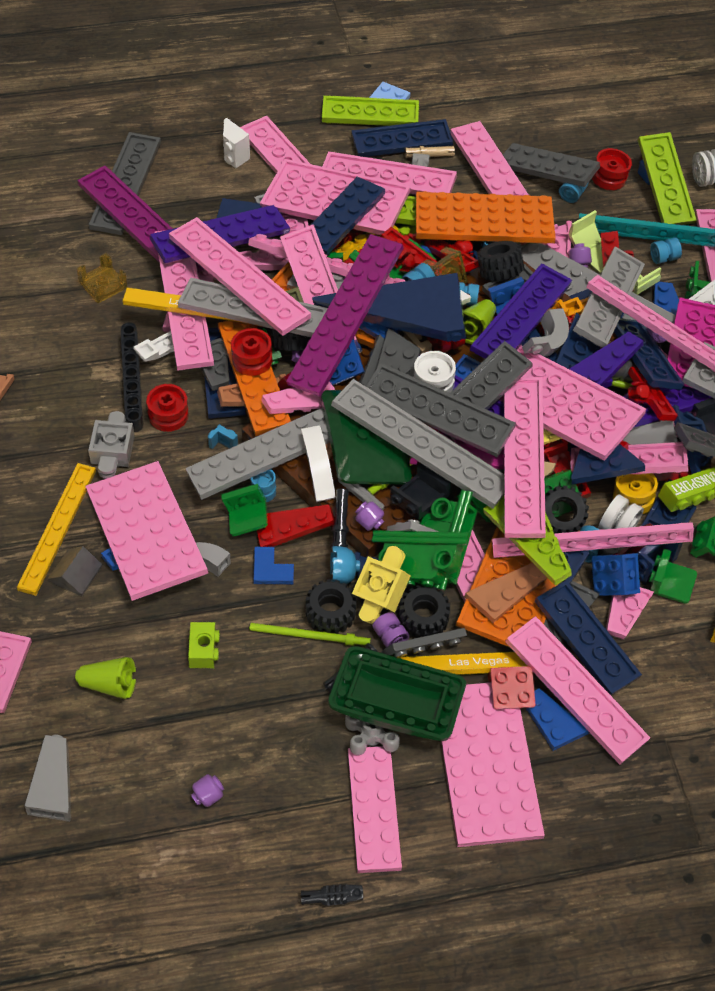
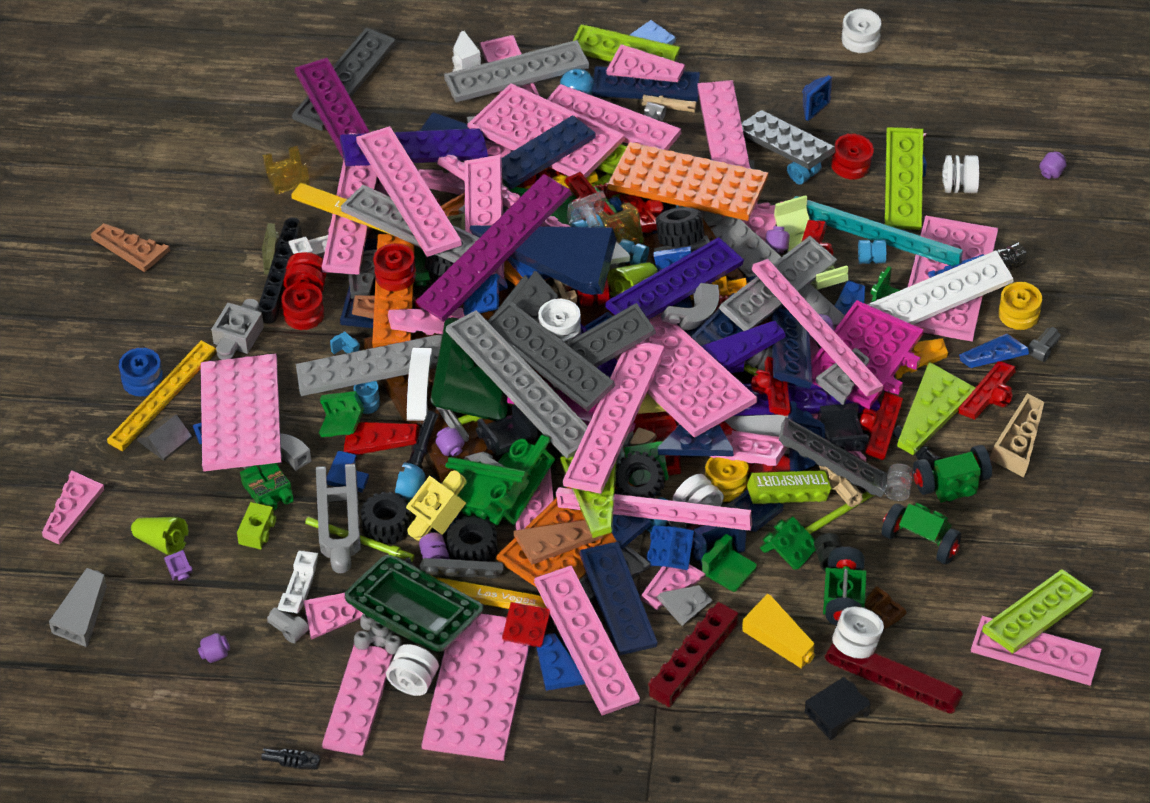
camera: 20 degrees right, 5 degrees down
(29, 508) = (140, 371): none -> blue wheel
(113, 357) = (268, 247): none -> olive wing
(138, 708) = (178, 566): none -> medium lavender bracket
(159, 370) = (305, 268): none -> red wheel
(198, 600) = (267, 485): none -> green hips
(268, 696) = (299, 583): none -> white slope
(278, 746) = (291, 627): none -> light grey piece
(284, 145) = (515, 70): none -> light grey plate
(299, 652) = (339, 549): none -> light grey piece
(311, 721) = (329, 613): none -> bright pink wing
(341, 144) = (578, 80): none -> dark azure cylinder
(394, 121) = (640, 64): none -> bright pink wing
(417, 259) = (586, 209): none -> clear tile
(422, 765) = (412, 670): none -> white wheel
(555, 121) = (816, 96): none -> blue slope
(569, 59) = (861, 31): none -> white wheel
(649, 626) = (684, 602): none -> light grey wing
(668, 723) = (668, 692): none -> dark red brick

